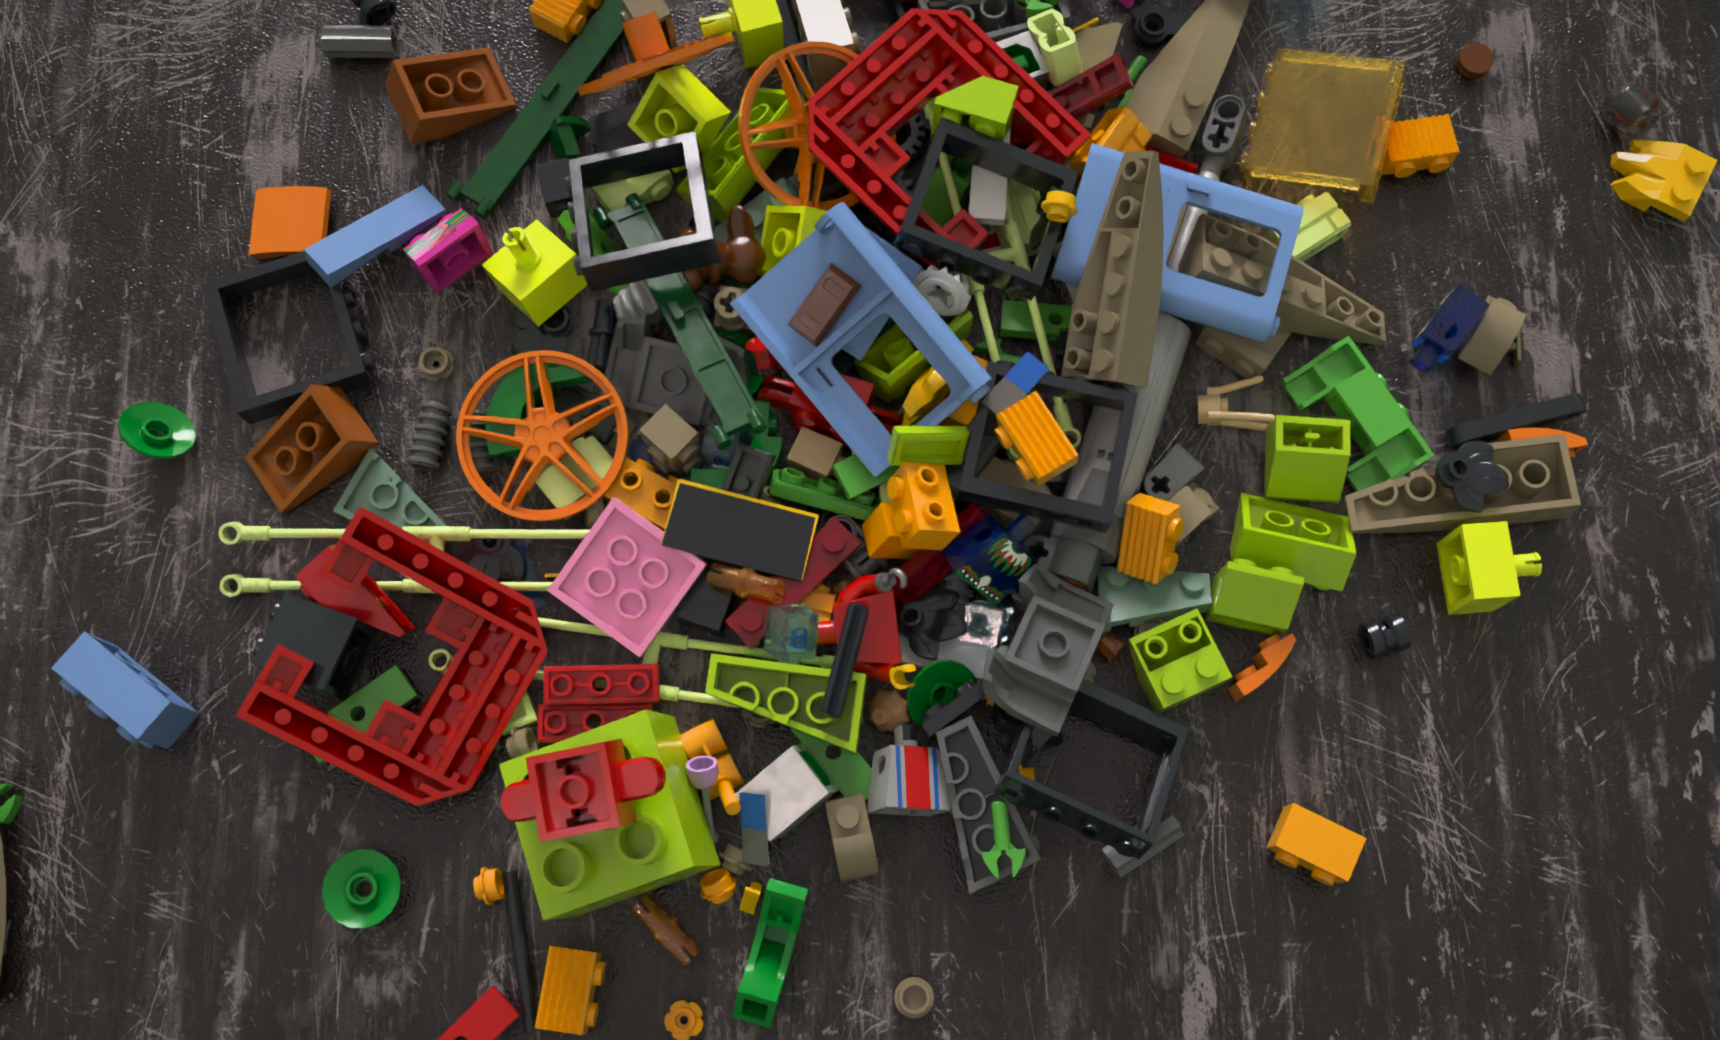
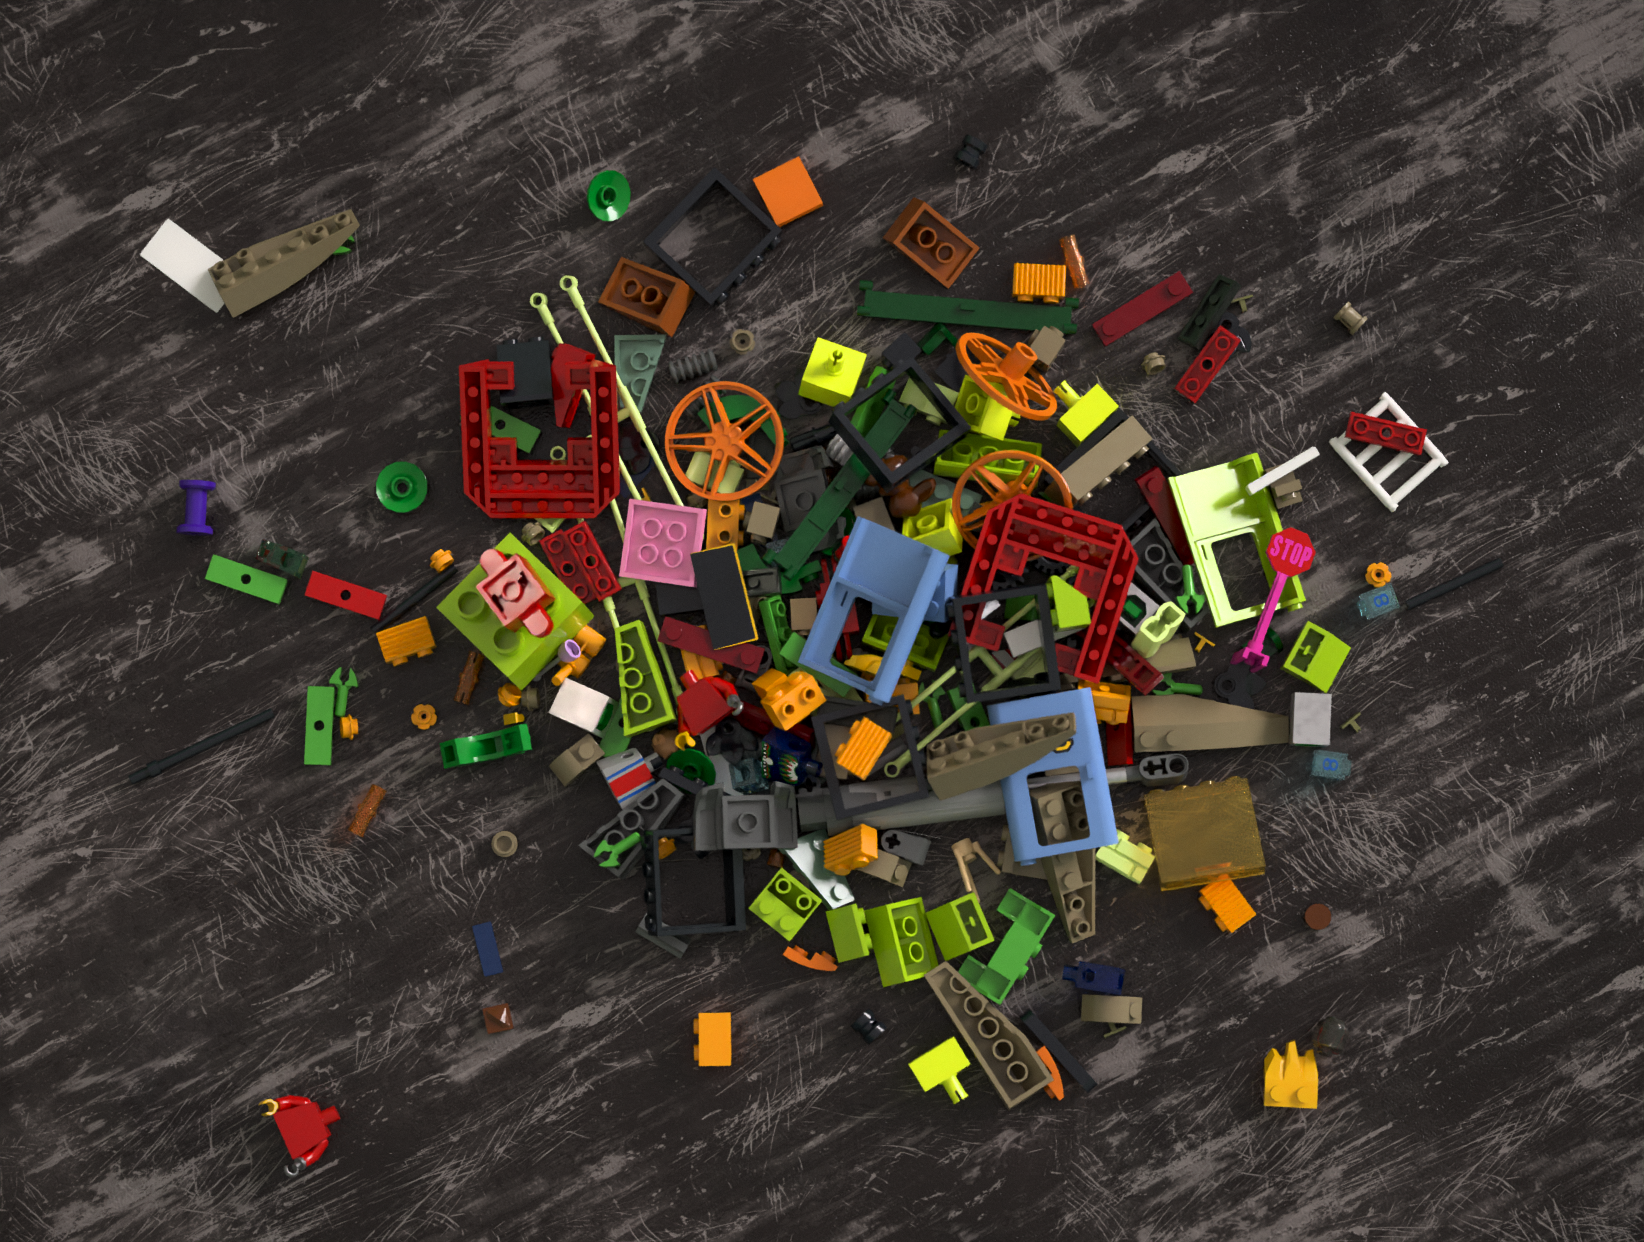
camera: 65 degrees right, 10 degrees up
(124, 692) = (441, 281): medium blue brick -> none
(359, 41) = (937, 161): dark grey axle -> none
(366, 238) = (806, 255): medium blue slope -> none
(448, 250) = (820, 305): dark pink slope -> none
(722, 306) = (869, 508): dark tan bush -> none
(746, 583) = (694, 617): clear orange pin -> none
(754, 829) = (551, 699): sticker -> none
(791, 633) = (677, 660): clear light blue brick -> none
(824, 305) = (884, 576): reddish brown tile -> none
(844, 661) = (673, 702): black axle -> none
(928, 445) = (831, 684): lime tile -> none
(944, 304) = (937, 642): white gear -> none
(1016, 383) = (896, 718): sticker -> none
(1059, 206) = (1024, 689): yellow plate -> none
(1475, 477) = (995, 1035): black plate -> none

